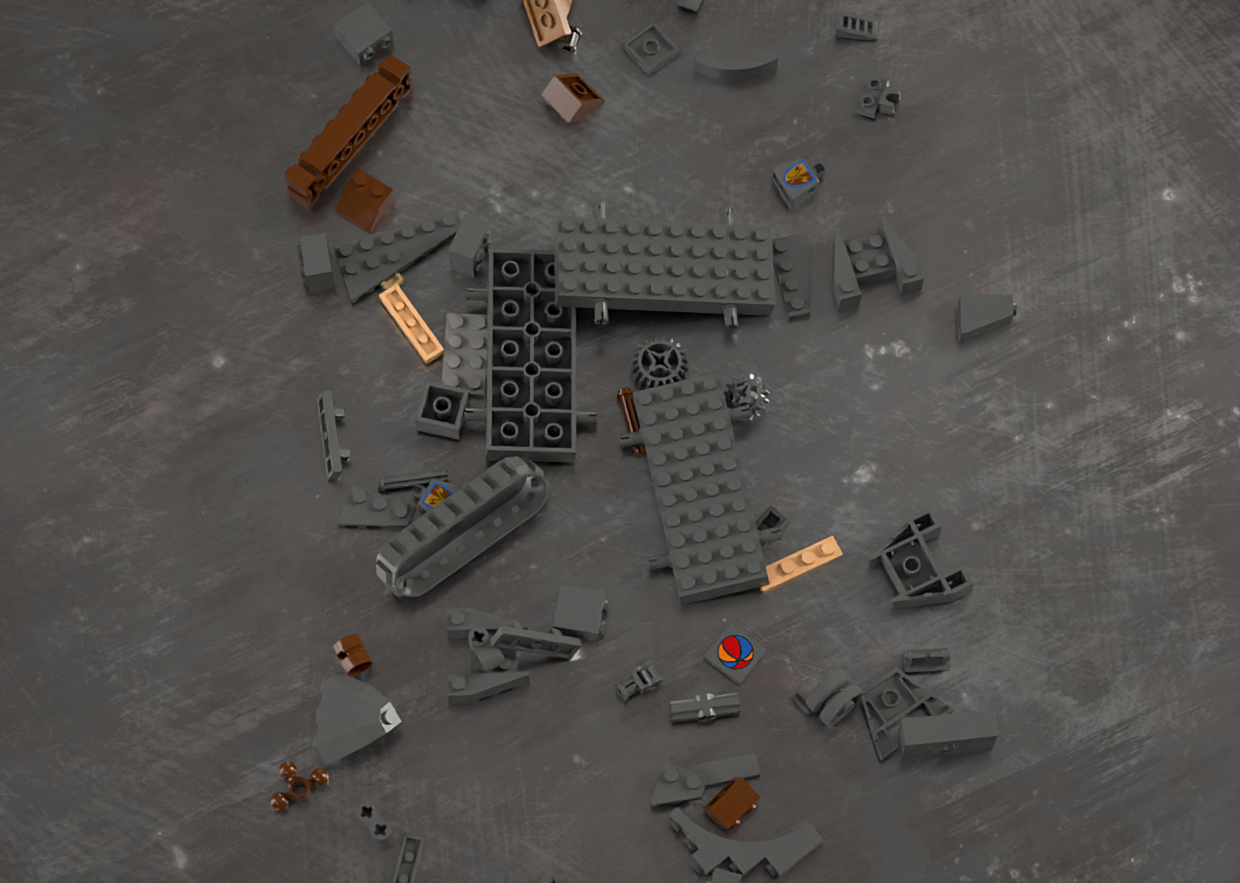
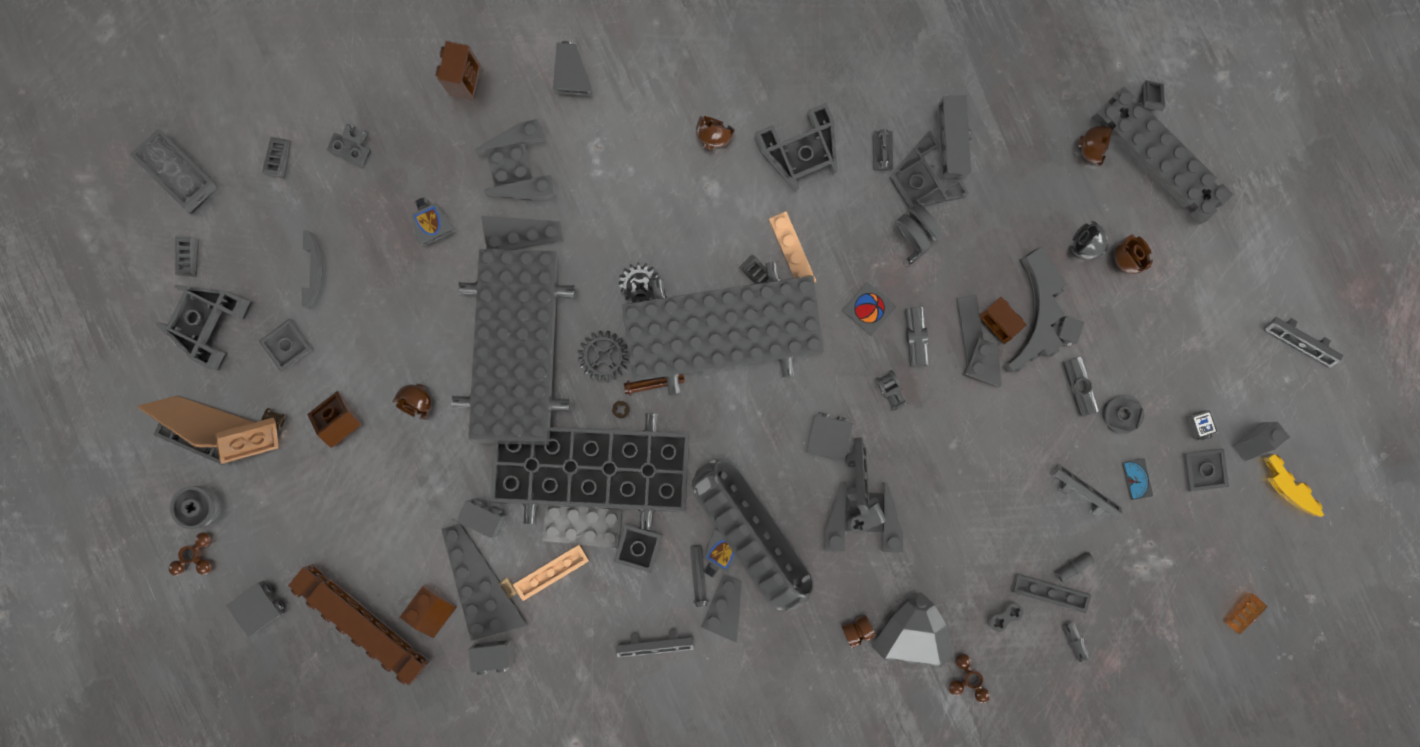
camera: 85 degrees left, 20 degrees up
(598, 173) = (414, 400): none -> reddish brown cylinder
(601, 380) = (615, 408): none -> dark brown bush
(927, 467) = (713, 132): none -> reddish brown cylinder
(967, 189) = (458, 70): none -> reddish brown brick

